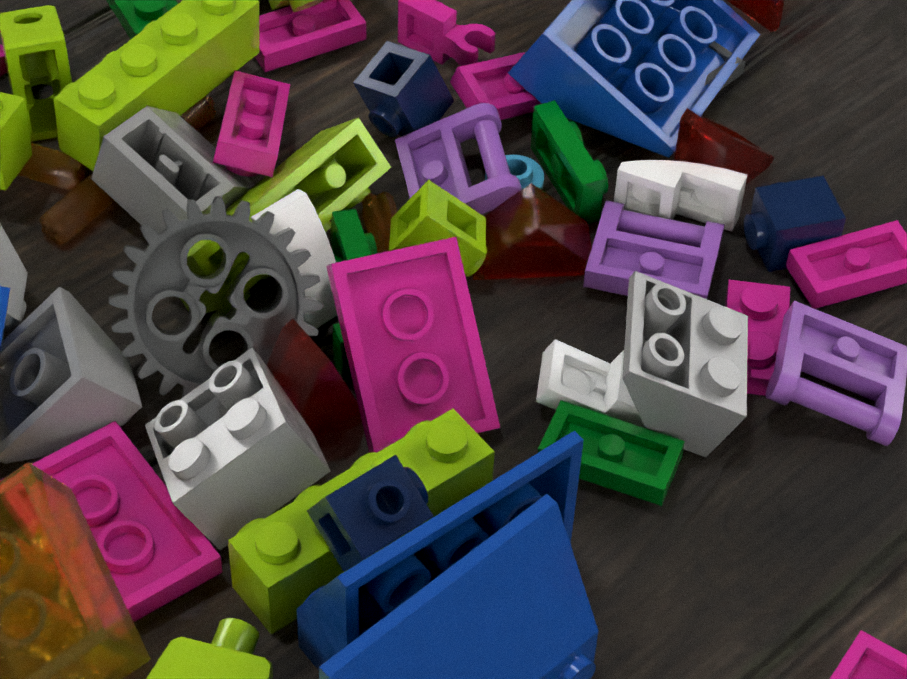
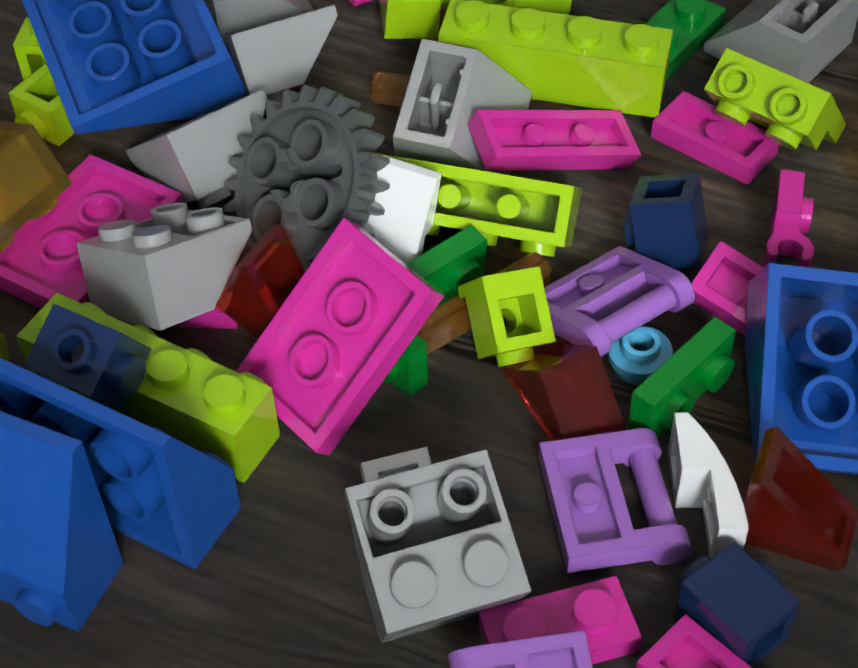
camera: 70 degrees right, 0 degrees up
(618, 452) = (321, 553): green plate -> none

